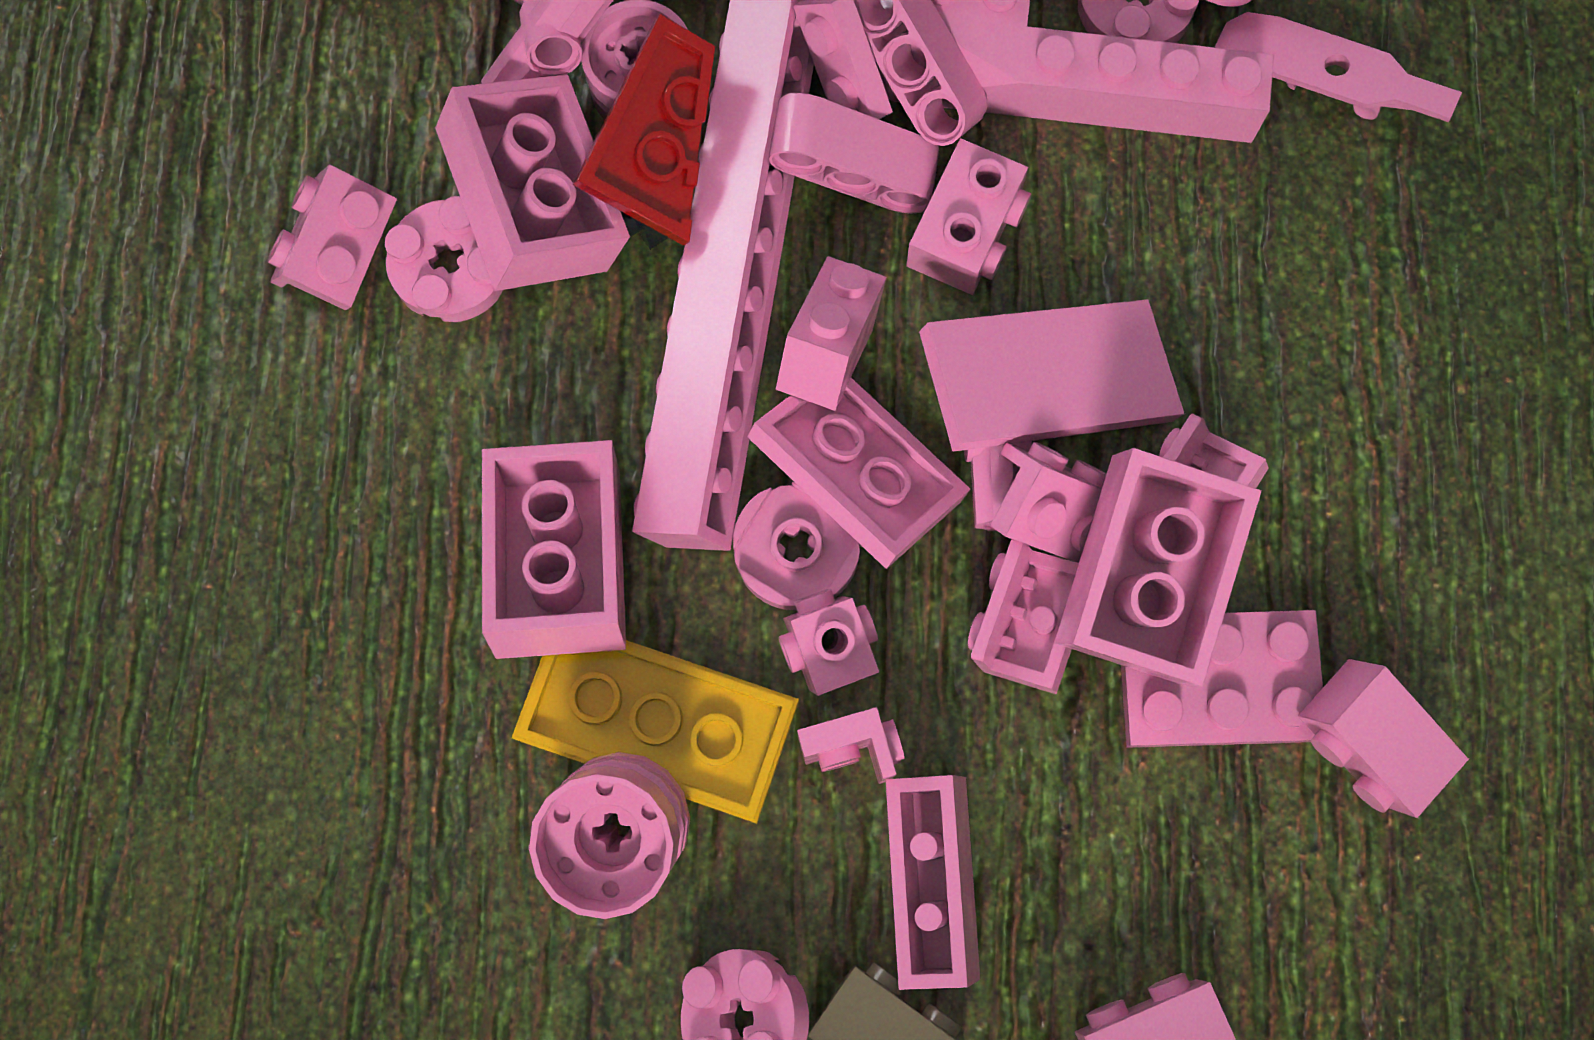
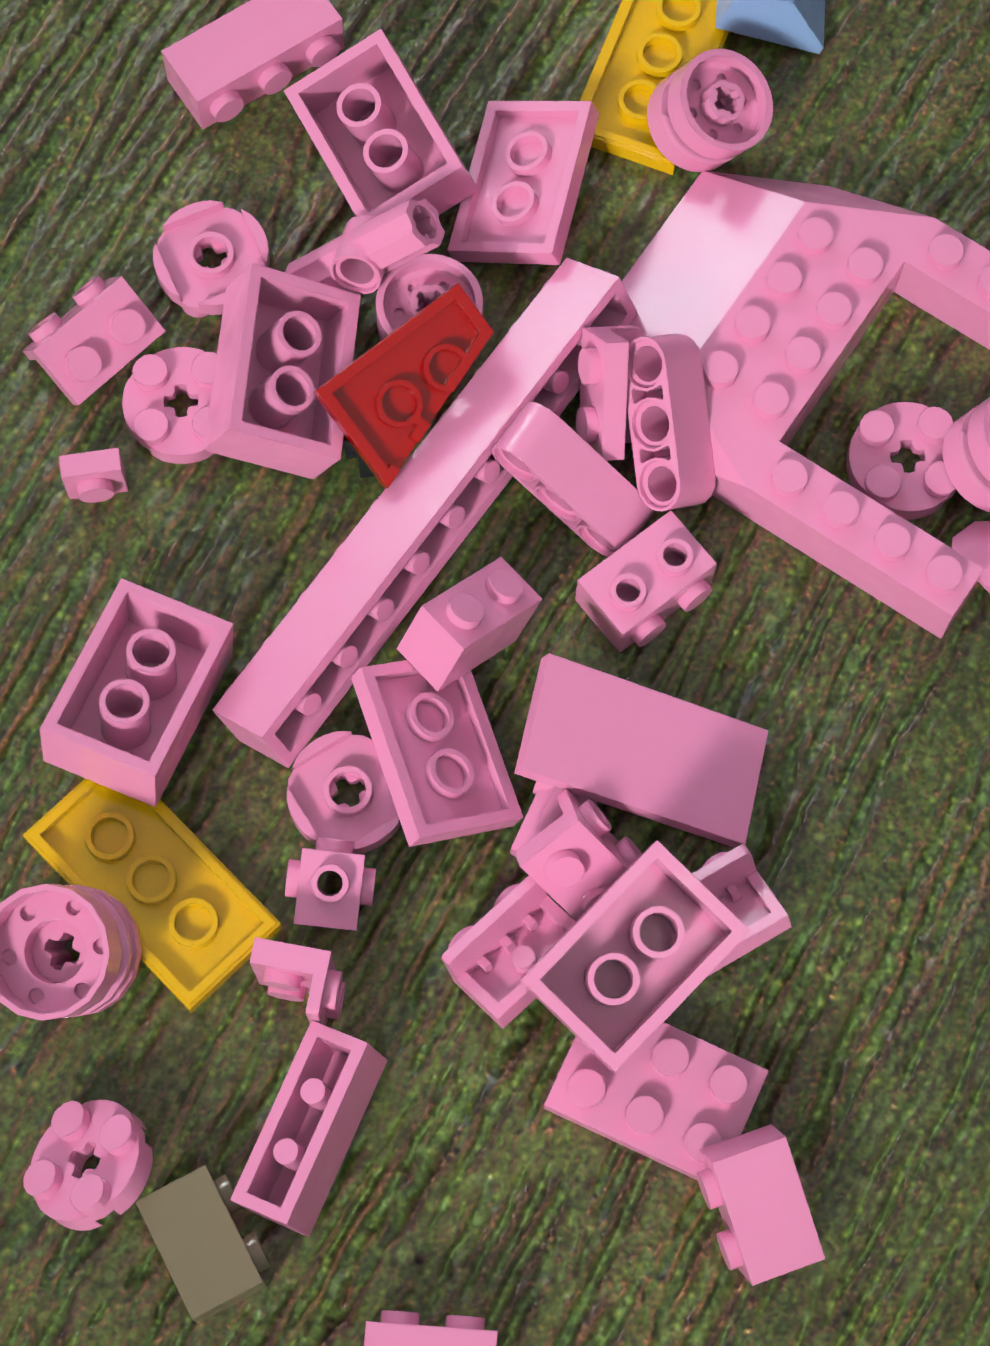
camera: 20 degrees right, 5 degrees down
(370, 114) = (180, 249): none -> bright pink plate
(400, 365) = (93, 475): none -> bright pink plate

